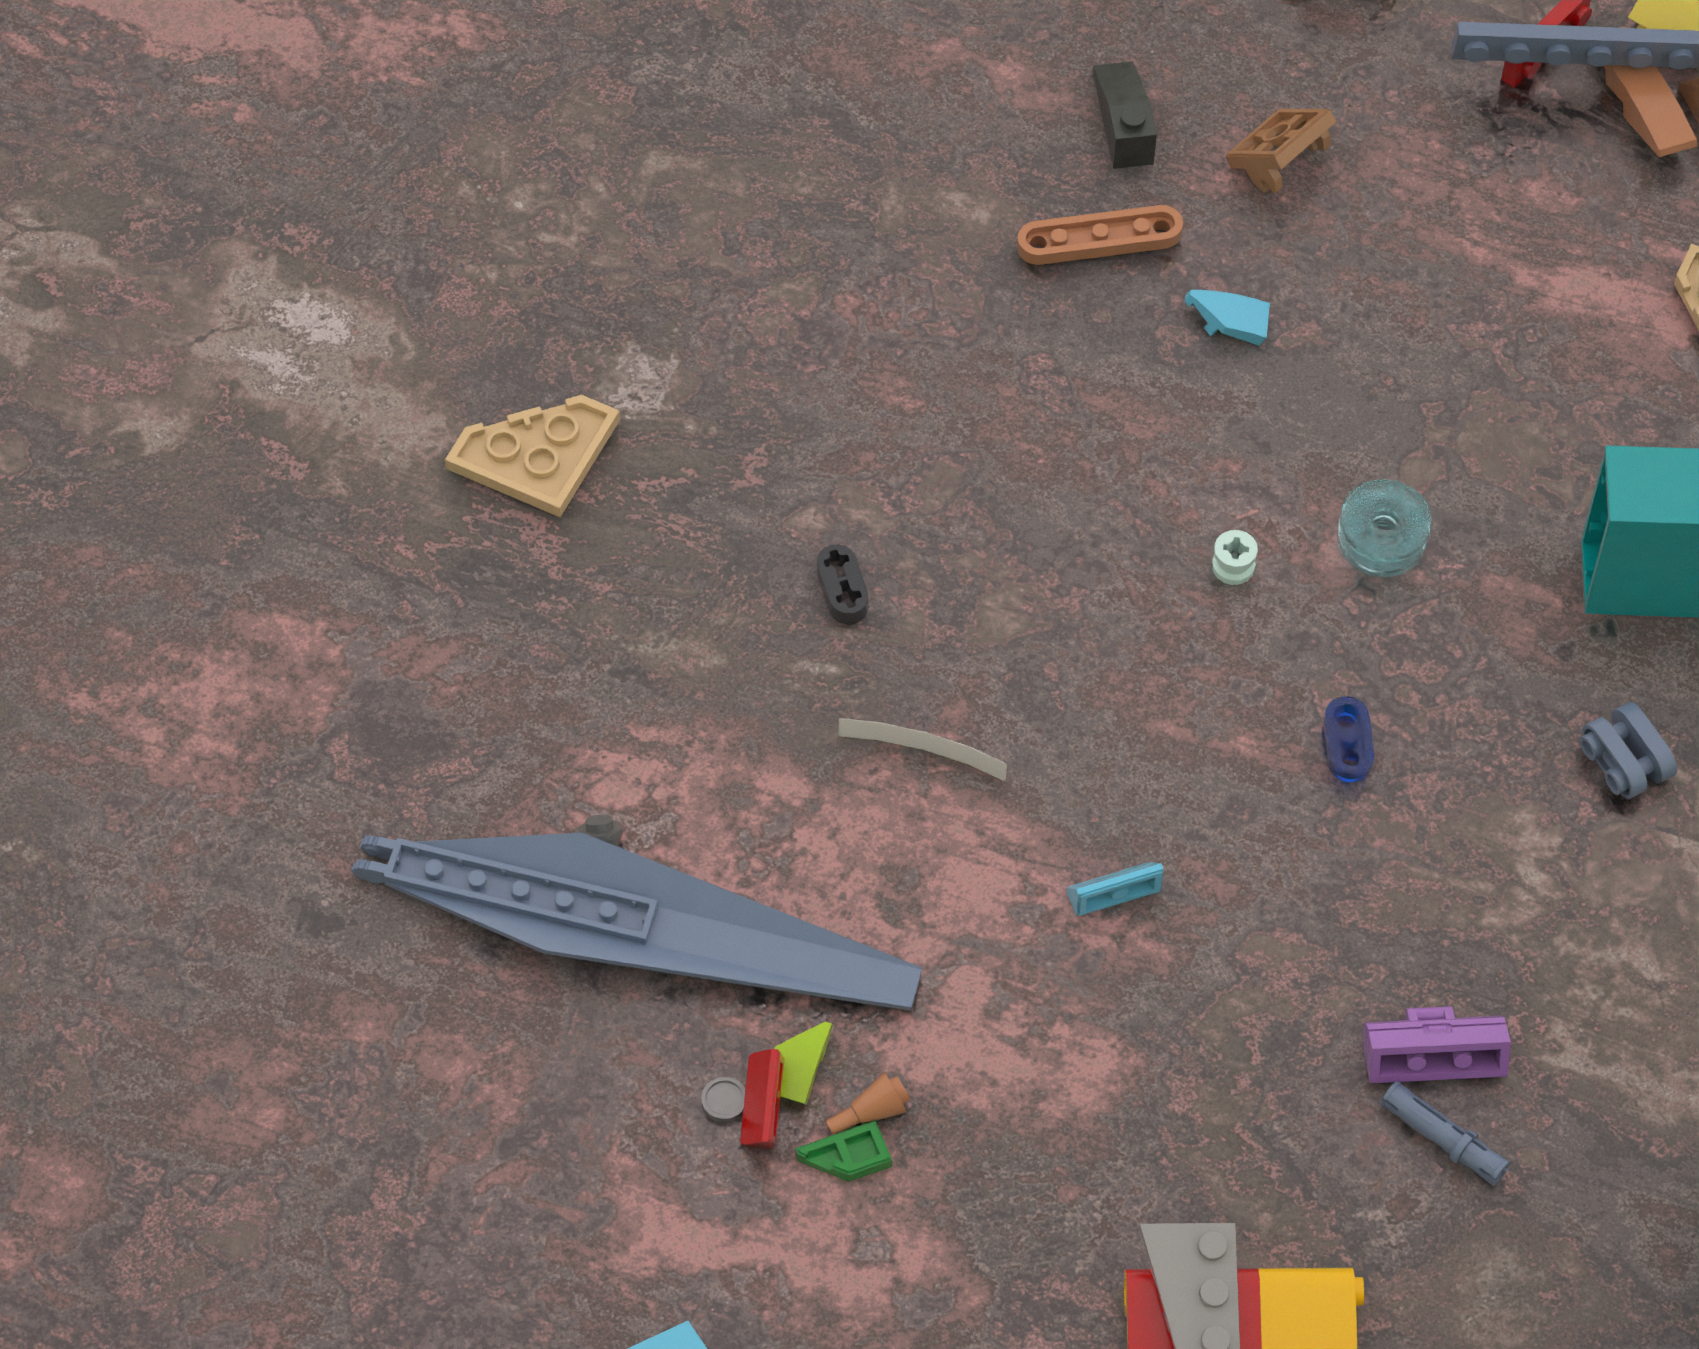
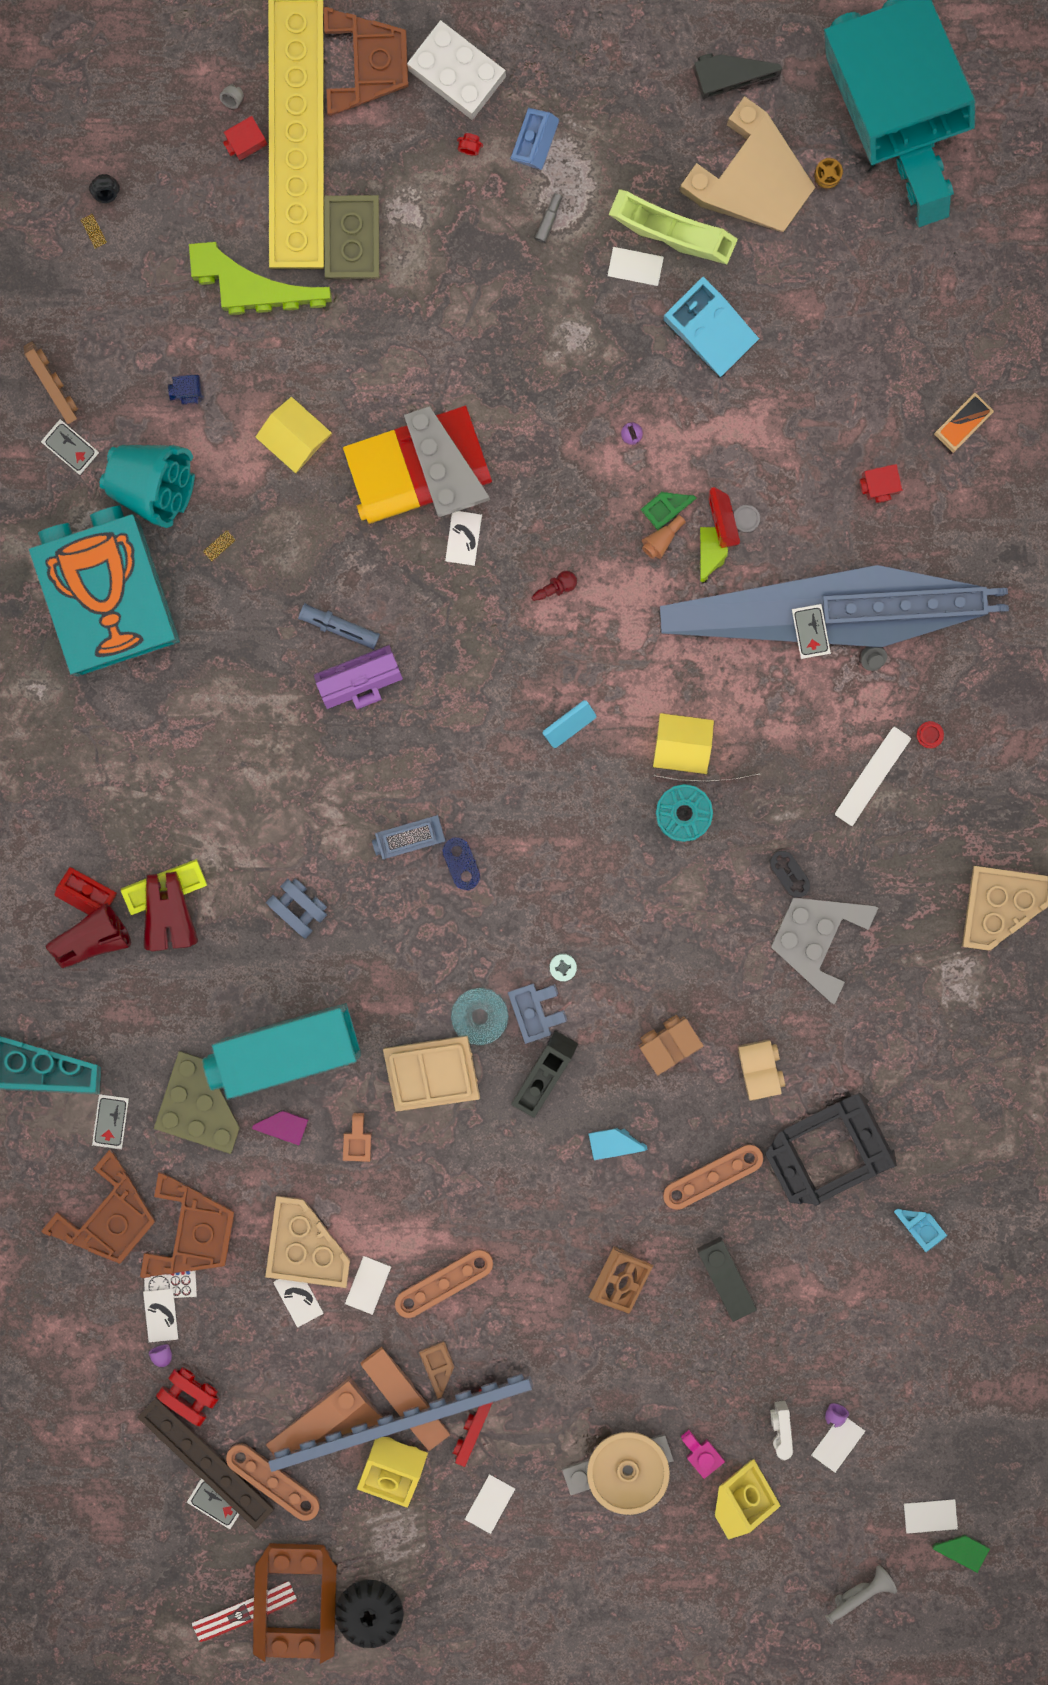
camera: 160 degrees right, 30 degrees up
(318, 1126) = (963, 422): none -> slope
(488, 1077) = (881, 483): none -> red brick
(554, 705) = (930, 734): none -> red plate
(666, 679) = (872, 776): none -> white sticker
(684, 892) = (811, 631): none -> sticker
(817, 97) = (922, 1227): none -> medium azure slope
(842, 501) = (808, 933): none -> light grey wing
(854, 1282) = (626, 436): none -> medium lavender hinge
(858, 219) = (863, 1131): none -> black wedge
(940, 808) = (683, 743): none -> light yellow slope
(981, 344) = (760, 1069): none -> tan brick
(983, 682) = (684, 796): none -> teal wheel
(1051, 1092) = (564, 582): none -> dark red bar
(1107, 400) = (670, 1044): none -> medium nougat brick
(1201, 1198) = (463, 538): none -> white sticker
(1303, 428) = (545, 1074): none -> pearl dark grey slope
(1305, 512) = (530, 1013): none -> sand blue plate
(1420, 797) = (408, 837): none -> sand blue window
(1481, 473) = (431, 1073): none -> tan piece
(1542, 214) = (444, 1283): none -> nougat plate
(1580, 124) = (438, 1366): none -> medium nougat tile
(1611, 1322) = (219, 545): none -> clear yellow piece
(1622, 418) = (356, 1143): none -> nougat plate
(1655, 249) = (368, 1285): none -> white sticker

